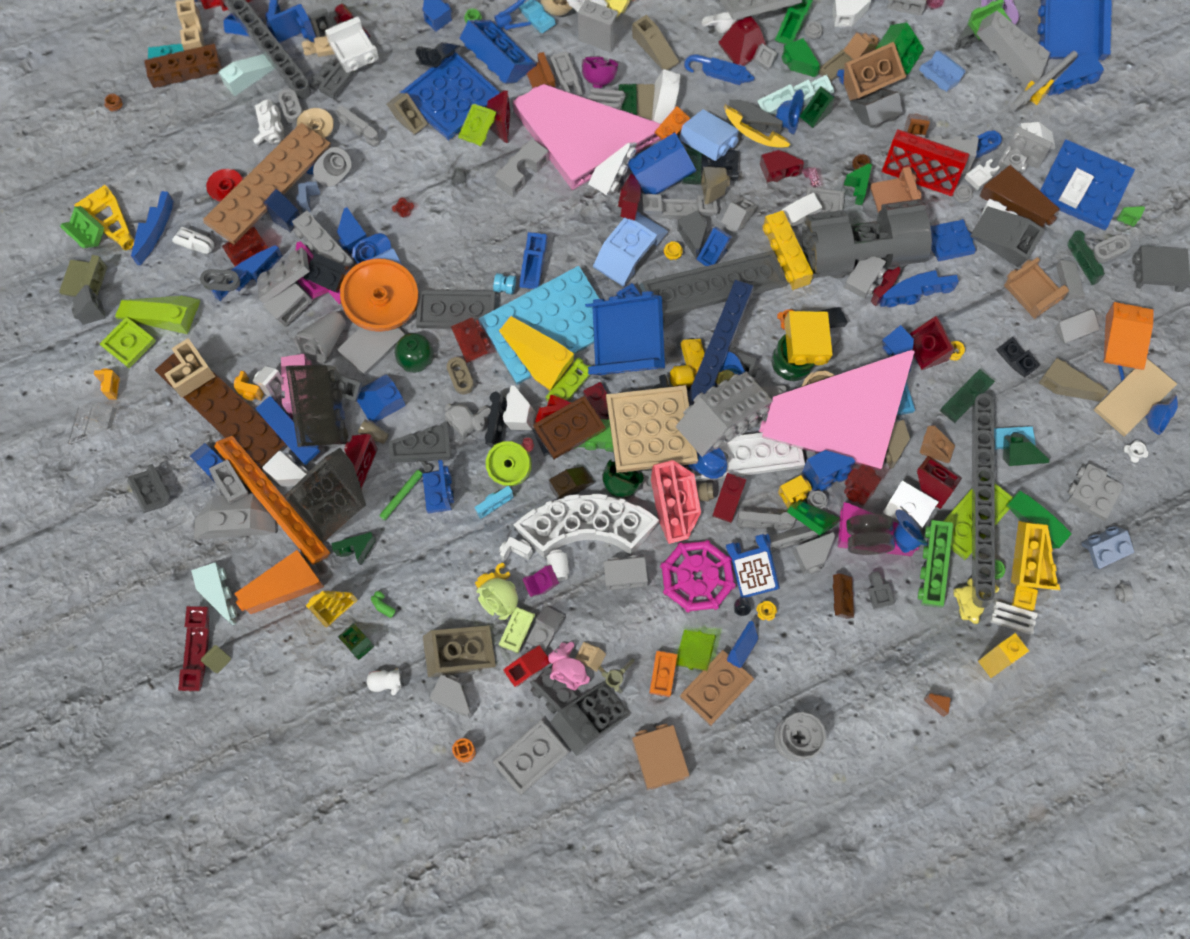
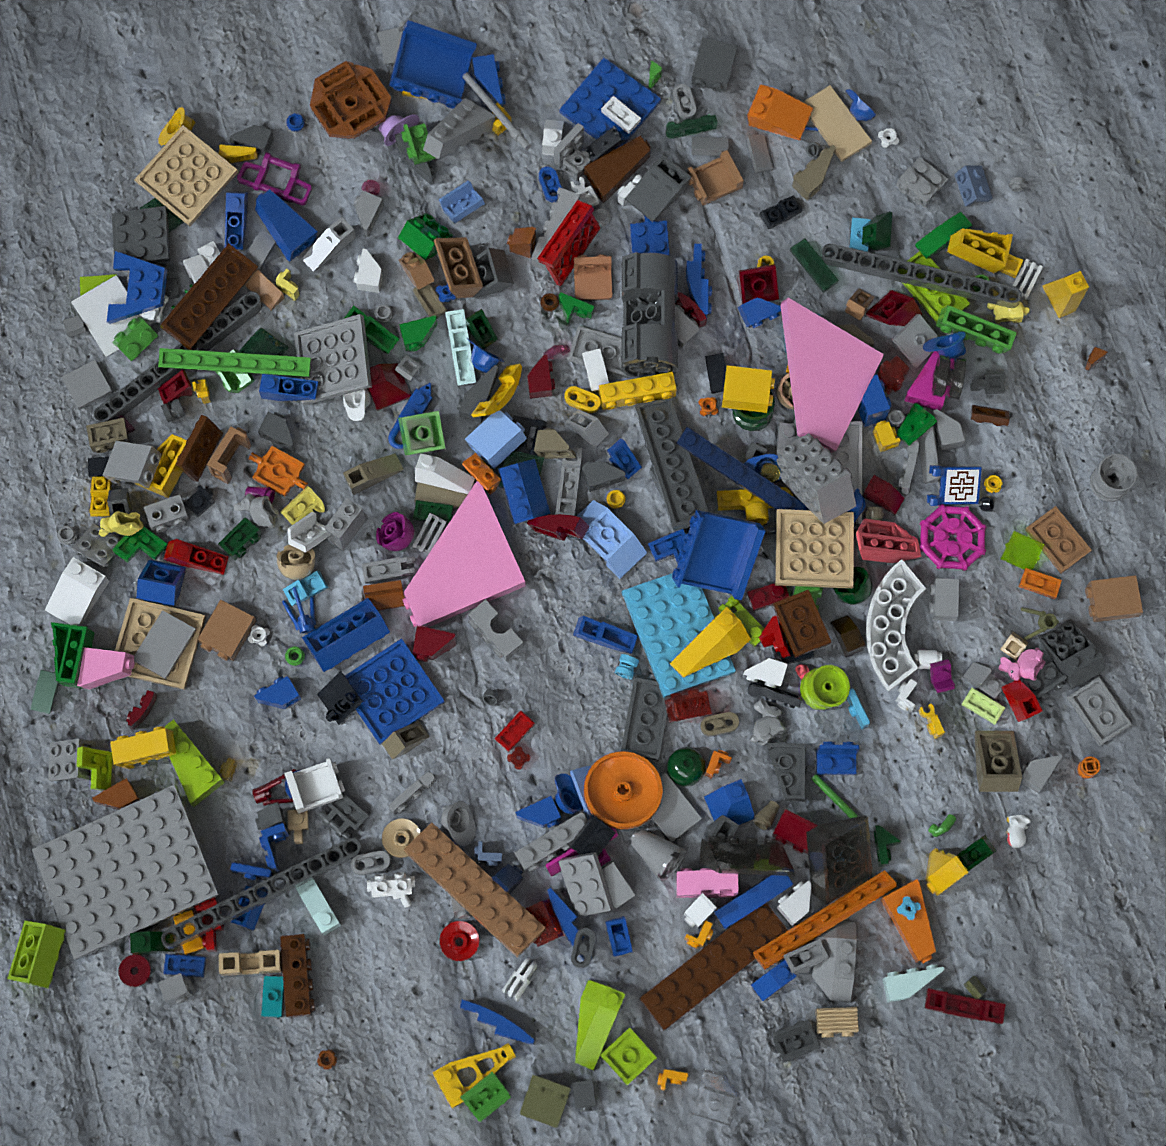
camera: 85 degrees left, 5 degrees up
(171, 525) = (836, 1020): none -> tan brick
(192, 370) = (680, 981): tan brick -> none
(239, 314) = (618, 936): none -> blue slope
(286, 579) = (910, 914): none -> medium azure plate
(418, 375) = (714, 765): none -> orange bracket
(427, 200) = (514, 731): none -> red plate
(477, 125) = (442, 666): lime plate -> none
(498, 597) = (952, 715): yellowish green cylinder -> none
(608, 173) = (521, 540): white slope -> none
(700, 72) = (421, 433): none -> bright green brick
(743, 645) = (1024, 510): blue slope -> none
(766, 206) = (582, 400): none -> yellow plate
(1042, 182) = (605, 144): none -> black hinge
(1098, 377) = (814, 149): none -> dark grey hinge

